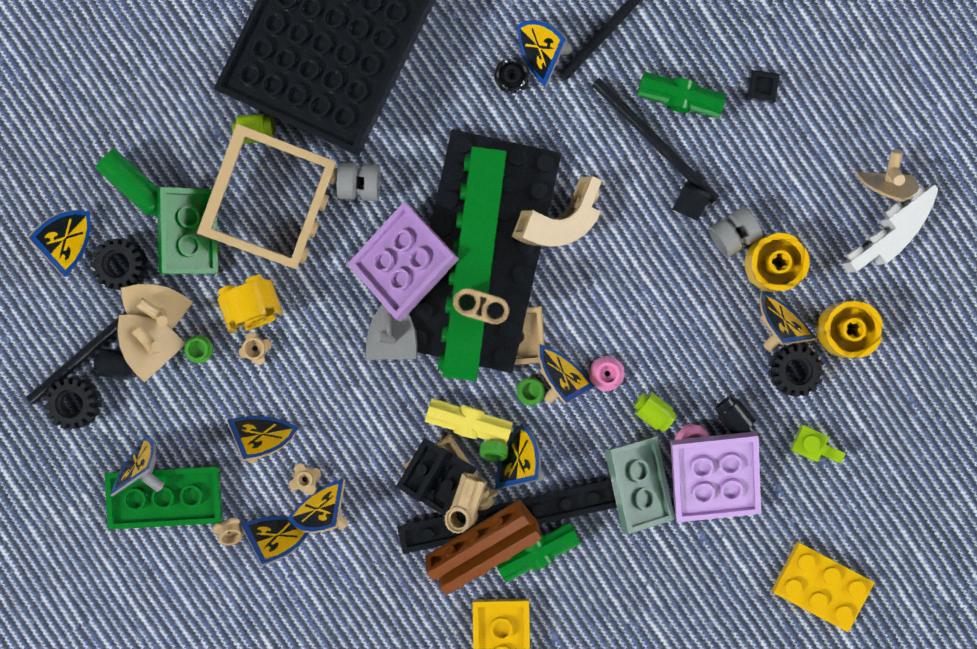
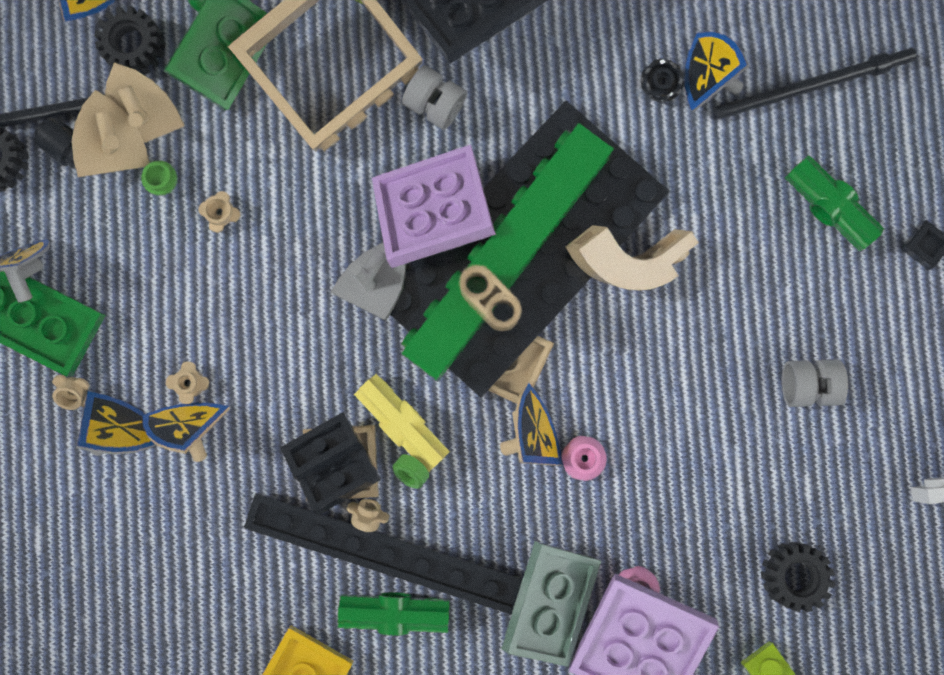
camera: 30 degrees right, 5 degrees down
(249, 304) = (240, 158): yellow brick -> none
(260, 435) = (166, 307): shield -> none
(466, 501) = (347, 509): tan piece -> none
(483, 547) = (336, 572): dark orange brick -> none
(523, 460) = (435, 501): shield -> none
(530, 391) = (489, 429): bright green tile -> none
(654, 411) = (614, 531): lime brick -> none
(691, 201) = (782, 323): black tile -> none
(693, 178) = (798, 301): black bar -> none
(735, 415) = (701, 588): black brick -> none
(783, 323) = (810, 515): shield -> none
(785, 249) = (862, 437): yellow brick -> none
(865, 329) = (891, 583): yellow brick -> none

